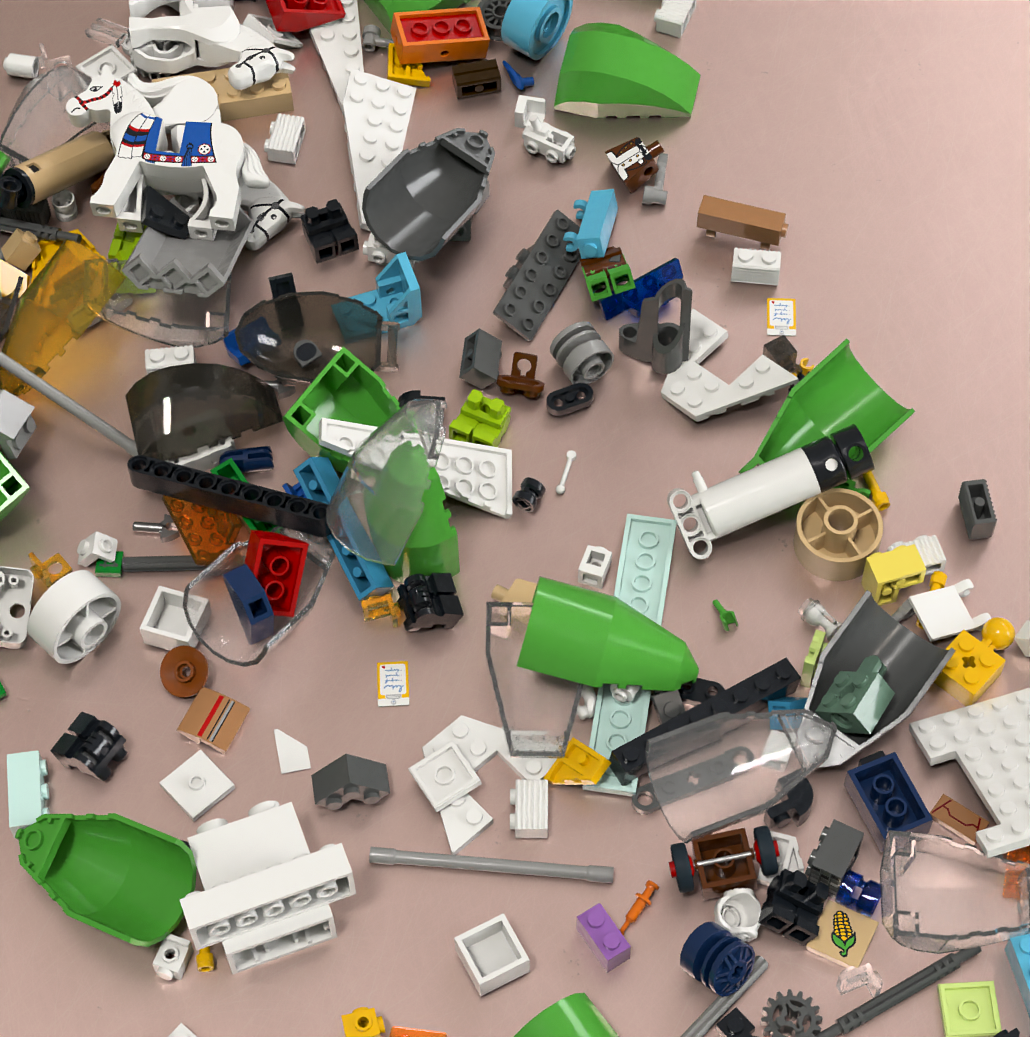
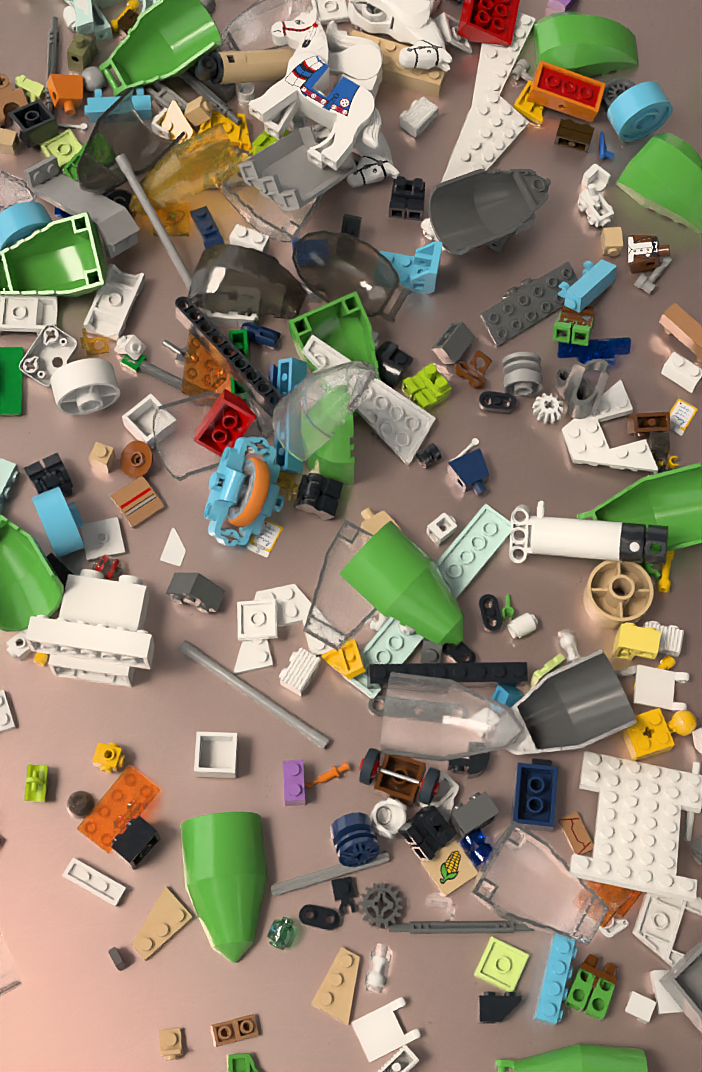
camera: 25 degrees right, 10 degrees up
(48, 512) = (113, 303): none -> white piece
(67, 379) = (175, 219): none -> clear yellow tile
(108, 374) = (206, 227): none -> dark blue plate
(136, 785) = (59, 521): none -> medium azure piece
(140, 690) = (102, 457): none -> tan brick
(163, 215) = (296, 134): black wing -> none
(225, 808) = (108, 566): none -> clear smoke head
(250, 603) = (196, 437): dark blue slope -> none
(305, 353) = (340, 279): tile -> none
(341, 637) = (243, 491): none -> medium azure piece
(587, 489) = (470, 472): none -> dark blue torso
(589, 168) = (612, 241): none -> tan brick
(632, 377) = (548, 408): none -> white gear
(709, 631) = (490, 614): none -> black plate
(752, 337) = (648, 423): none -> reddish brown brick
(753, 624) = (522, 625): none -> white brick
(857, 698) = (556, 716): sand green brick -> none

